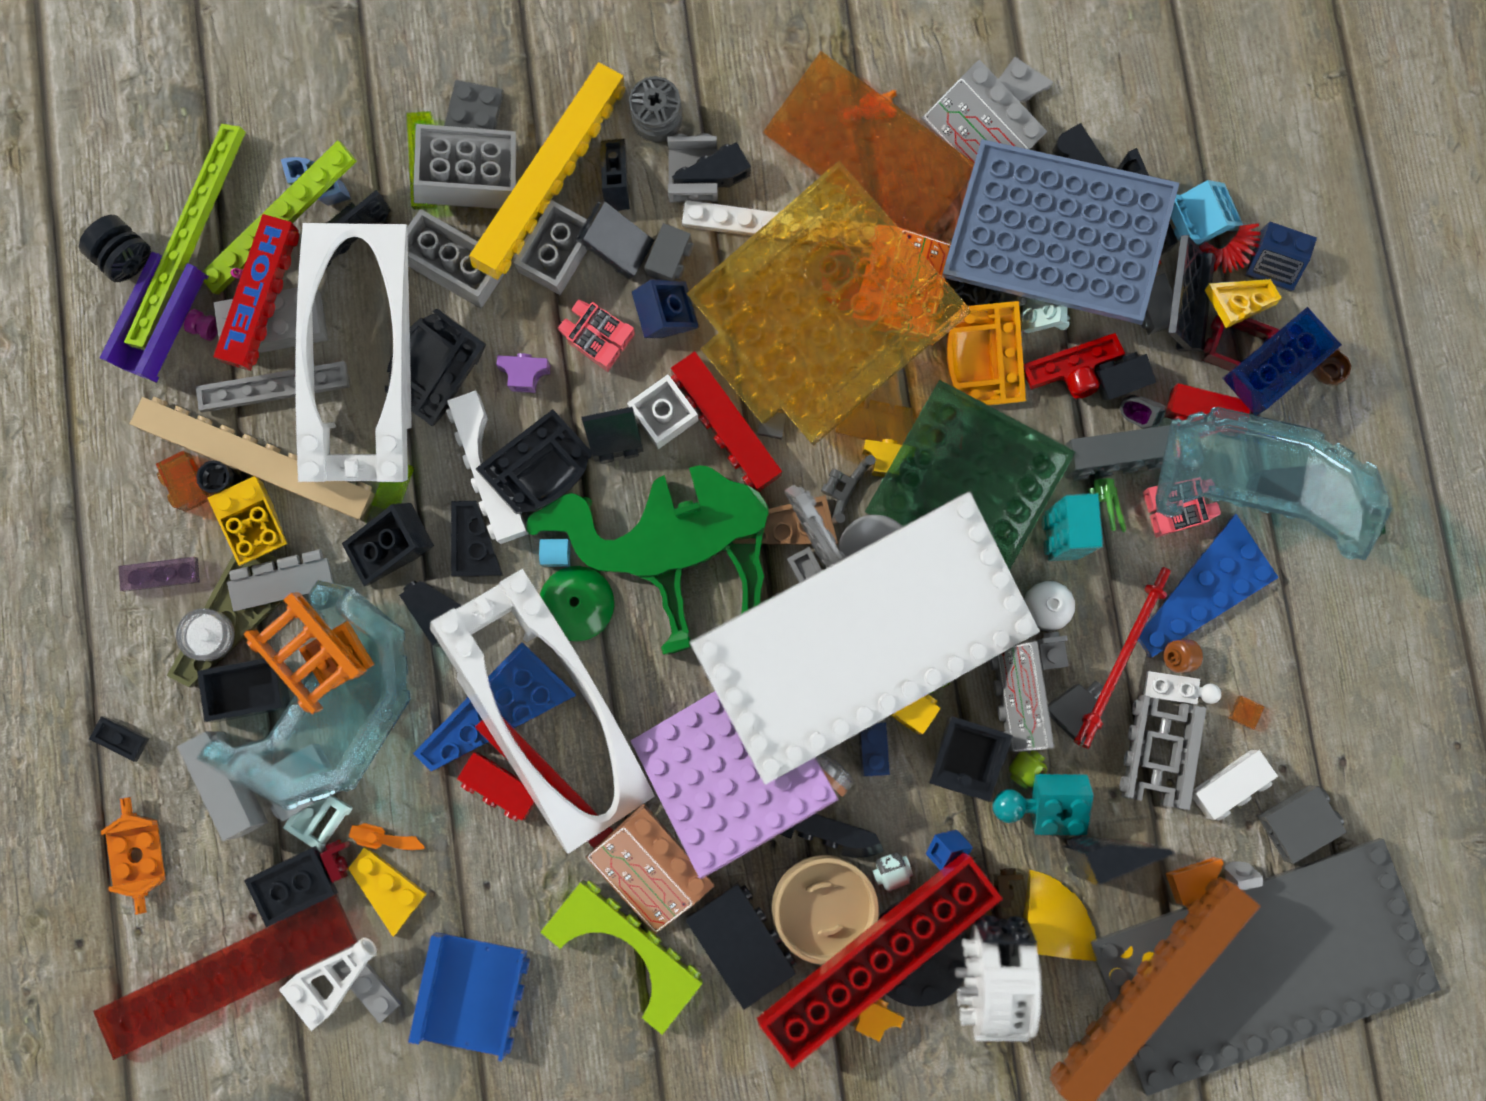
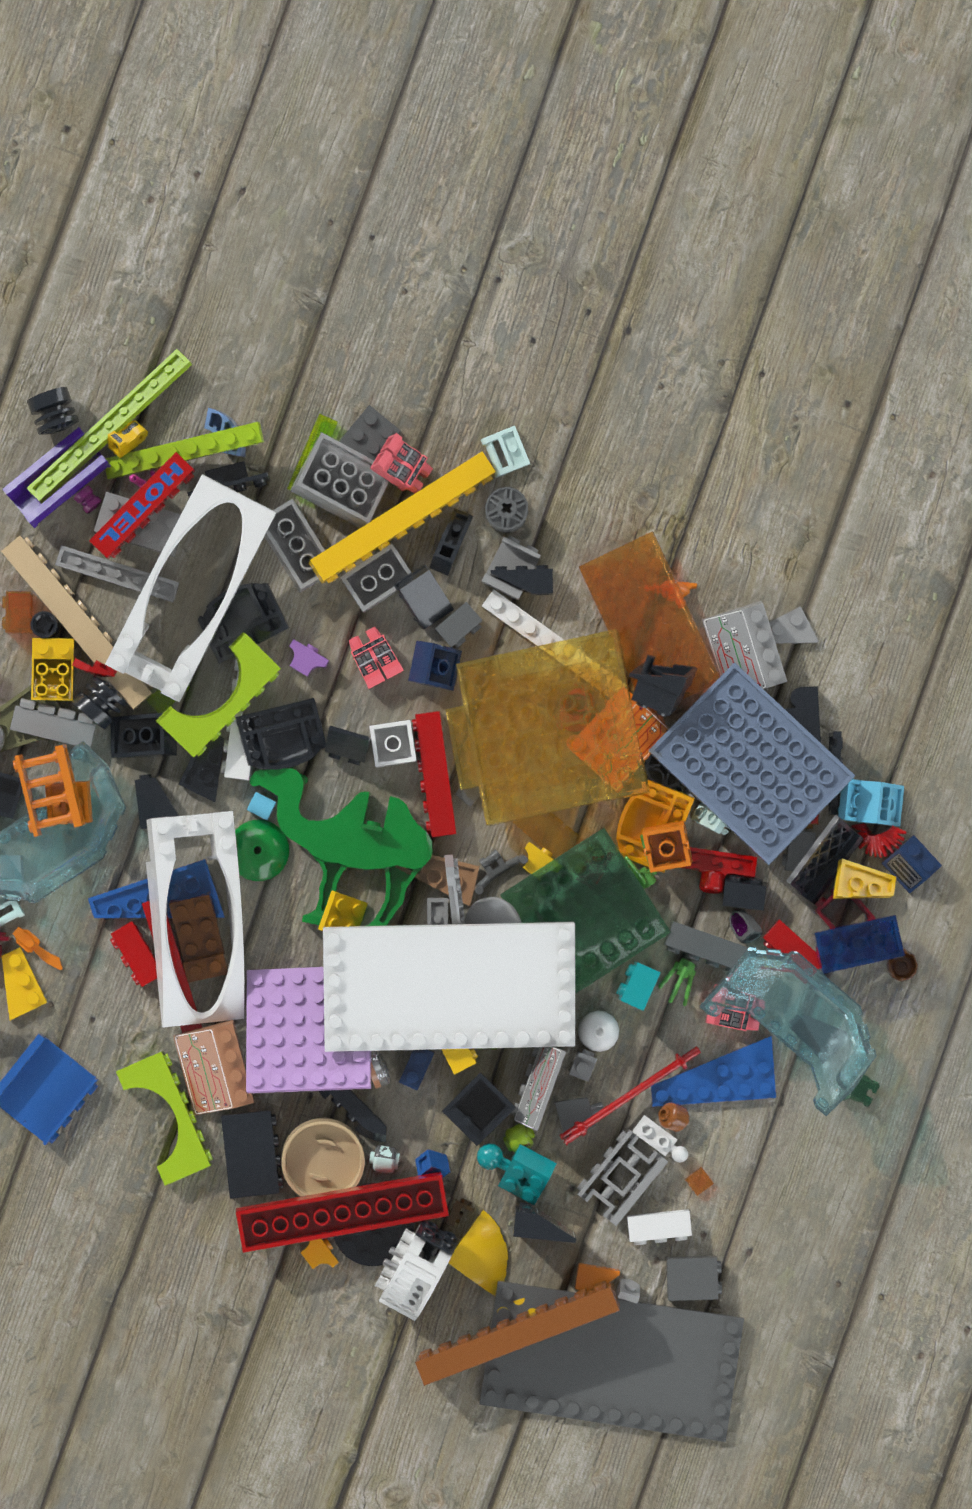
camera: 25 degrees right, 5 degrees up
(211, 239) = (127, 438): none -> yellow leg
(296, 495) = (98, 669): none -> red slope
(318, 529) = (99, 702): none -> black wheel
(470, 407) = (254, 672): none -> lime arch
(519, 118) = (401, 464): none -> coral hips
(558, 731) = (199, 937): none -> reddish brown piece
(627, 48) = (512, 449): none -> light aqua plate
(701, 617) = (342, 911): none -> yellow plate
(920, 198) = (661, 686): none -> black piece
(1011, 409) = (643, 875): none -> bright green plant
(1019, 364) = (667, 846): none -> orange brick

